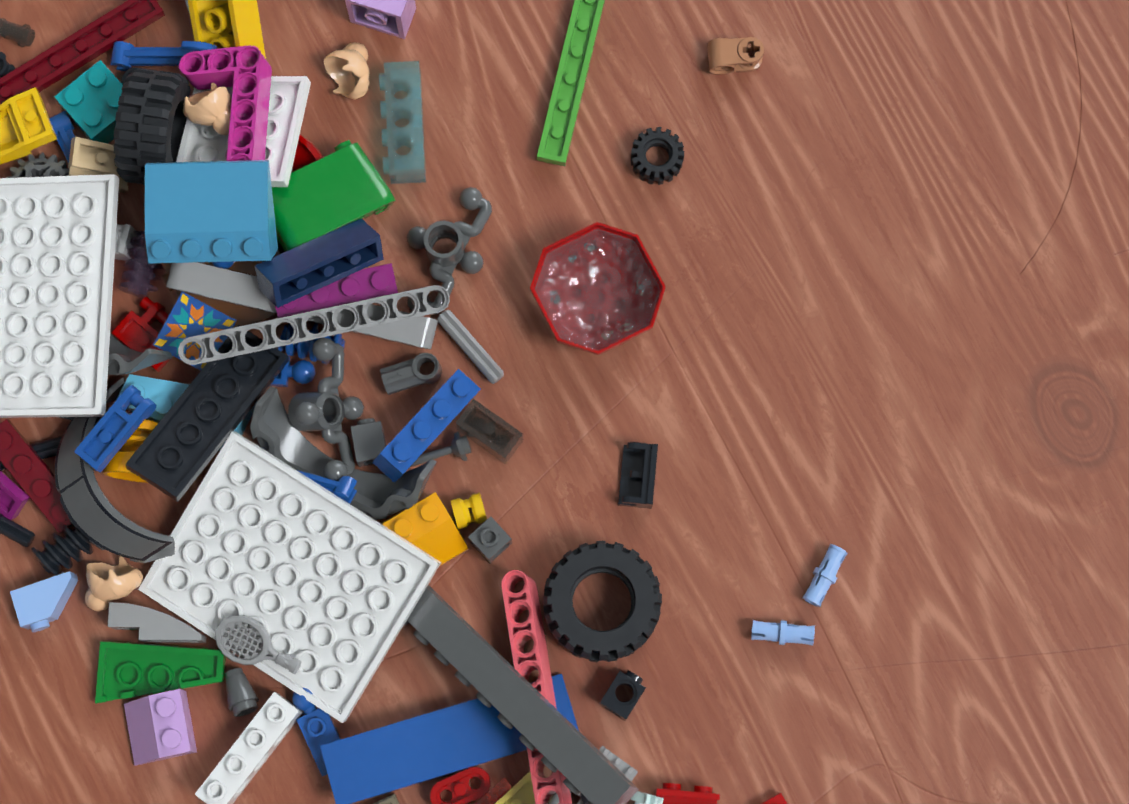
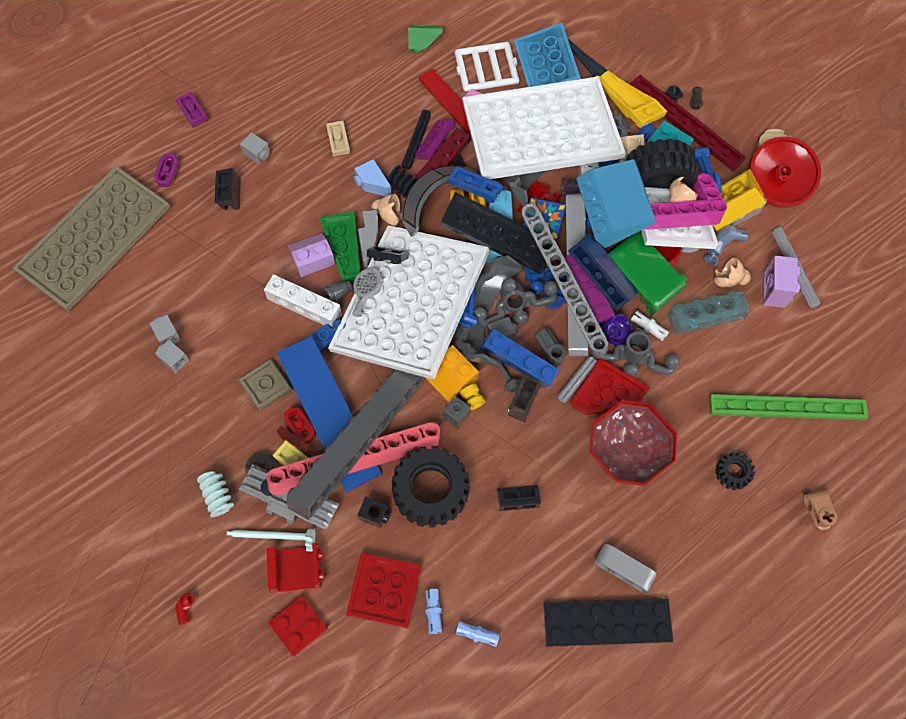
camera: 80 degrees right, 10 degrees down
(201, 597) = (393, 255): none -> black plate
(283, 64) = (724, 236): none -> sand blue arm
(406, 215) = (650, 326): none -> white pin
(410, 264) = (621, 329): none -> dark purple piece
(498, 304) = (606, 388): none -> red plate
(740, 699) = (384, 590): none -> red plate
(769, 347) = (625, 568): none -> light grey beam
(839, 391) = (607, 623): none -> black plate

